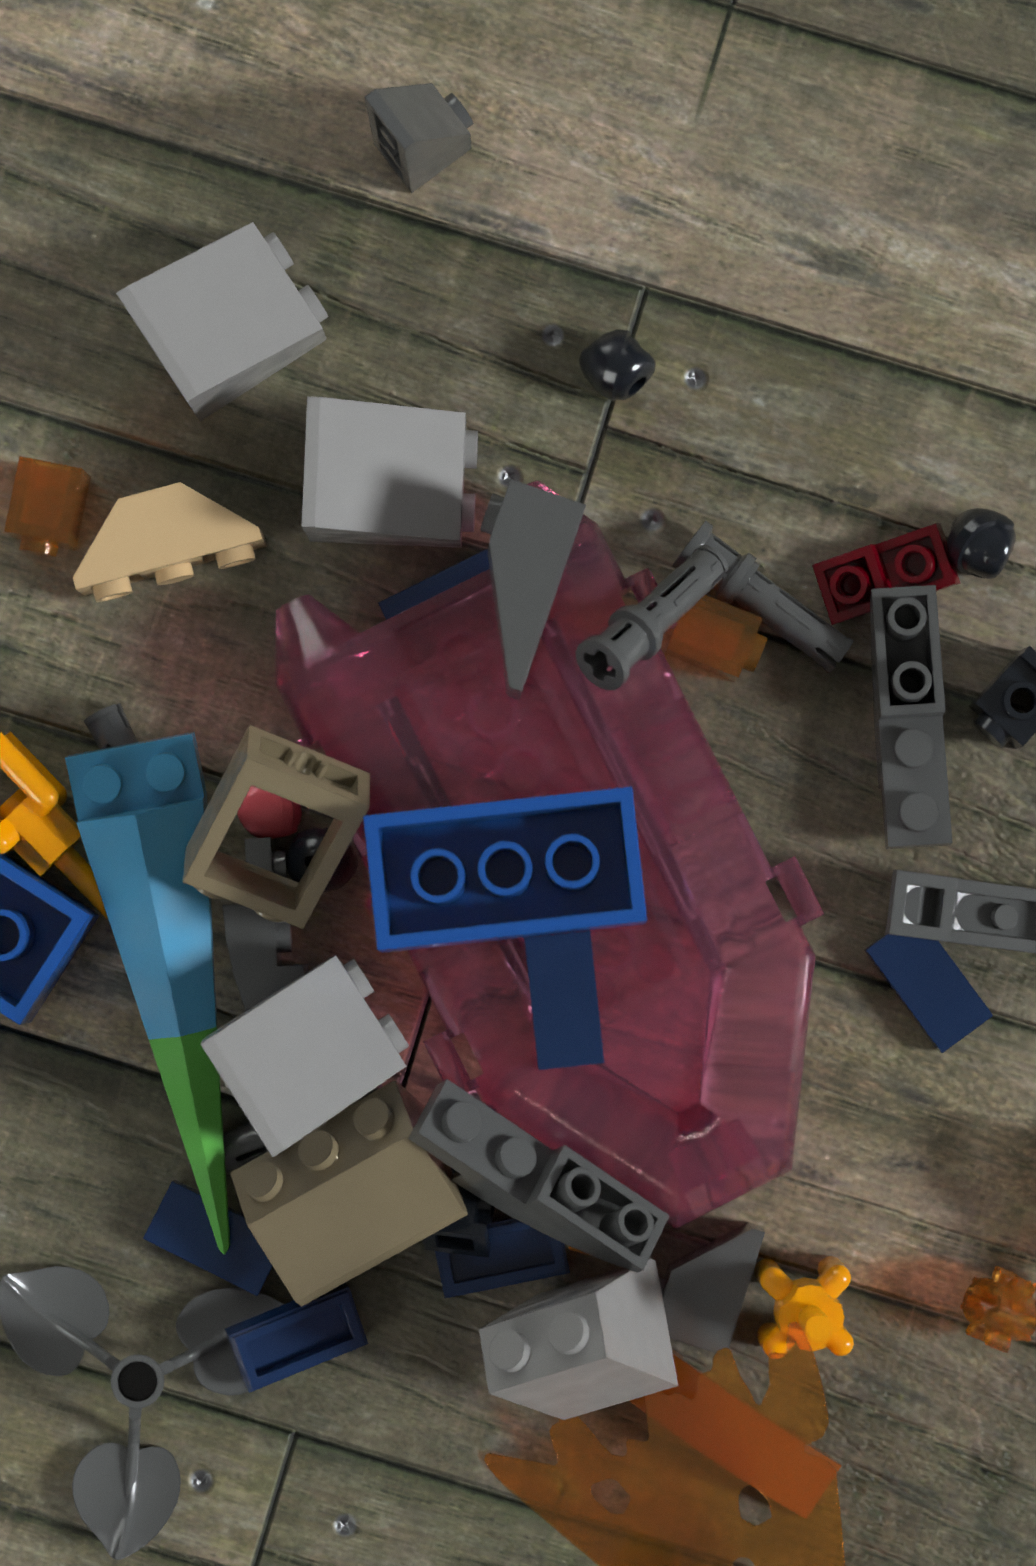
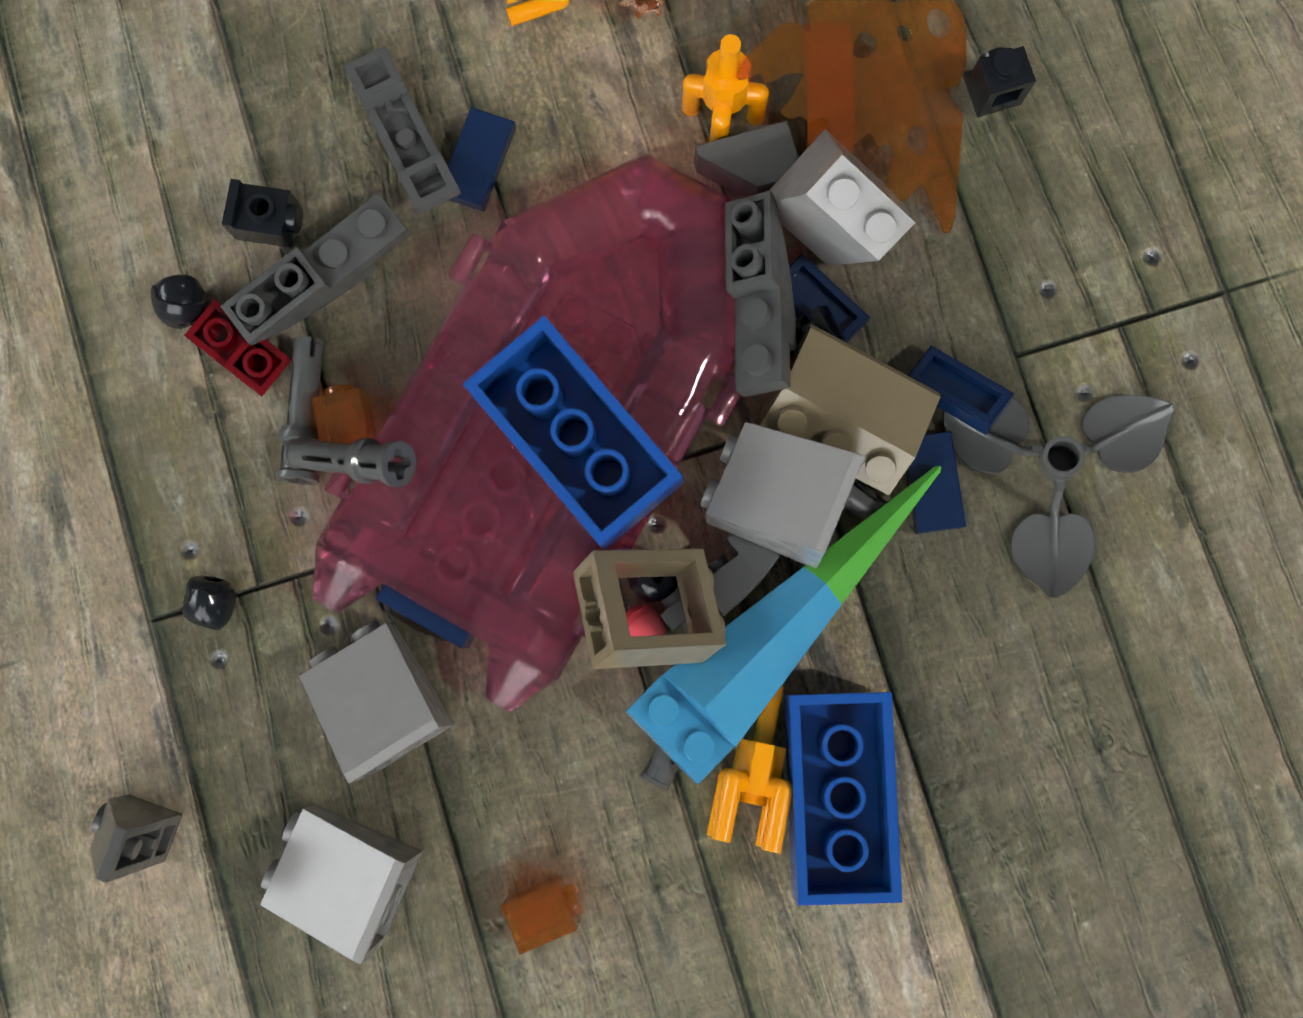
camera: 125 degrees left, 5 degrees down
(163, 537) = (511, 819): tan slope -> none
(526, 559) = (370, 557): dark grey slope -> none
(564, 1000) = (636, 345): dark blue tile -> none

